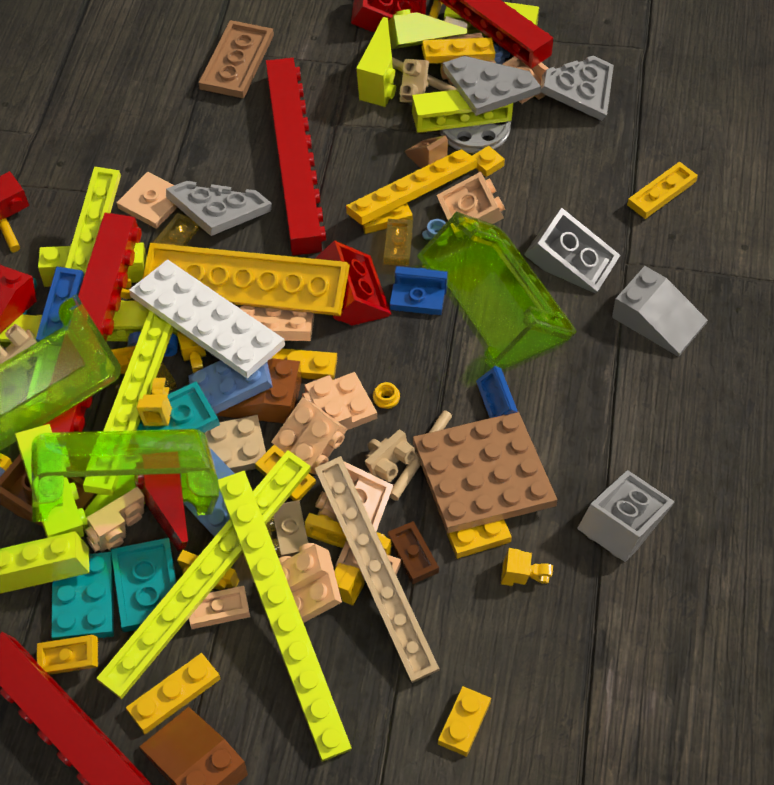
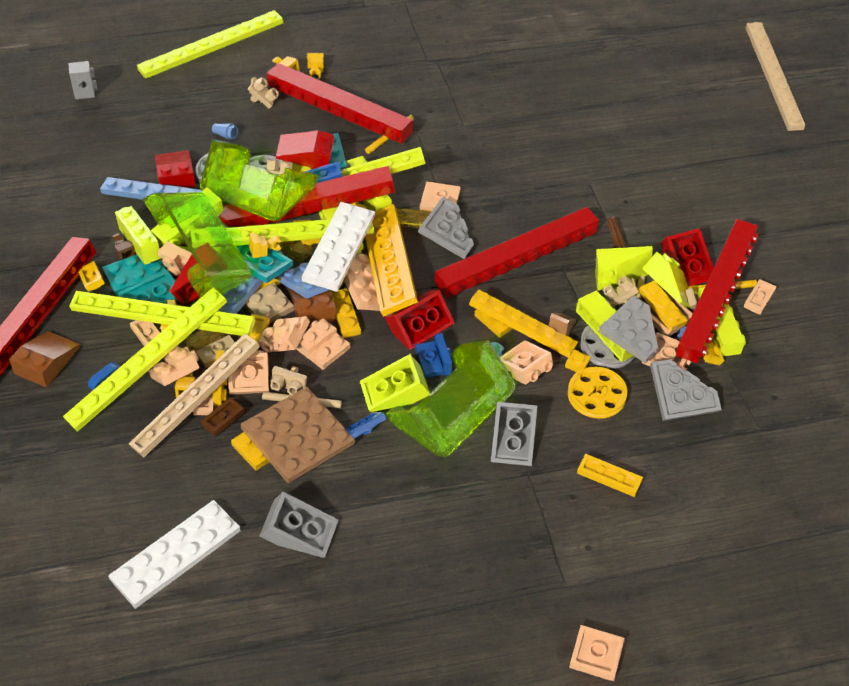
camera: 65 degrees right, 5 degrees down
(36, 598) = (123, 249): none -> reddish brown piece
(173, 693) = (86, 334): yellow plate -> none
(236, 59) = (589, 194): medium nougat plate -> none
(276, 683) = (102, 375): none -> blue beam
(319, 57) = (616, 233): none -> reddish brown axle
(386, 389) = (339, 362): yellow plate -> none
(398, 242) = (472, 332): clear yellow plate -> none
(448, 345) = (395, 385): none -> neon yellow slope
(464, 721) = (112, 481): yellow plate -> none
(518, 568) = (231, 477): yellow piece -> none
(533, 165) = (597, 399): none -> yellow wedge
(614, 673) = (174, 554): none -> white plate
(658, 311) = (486, 502): light grey slope -> none

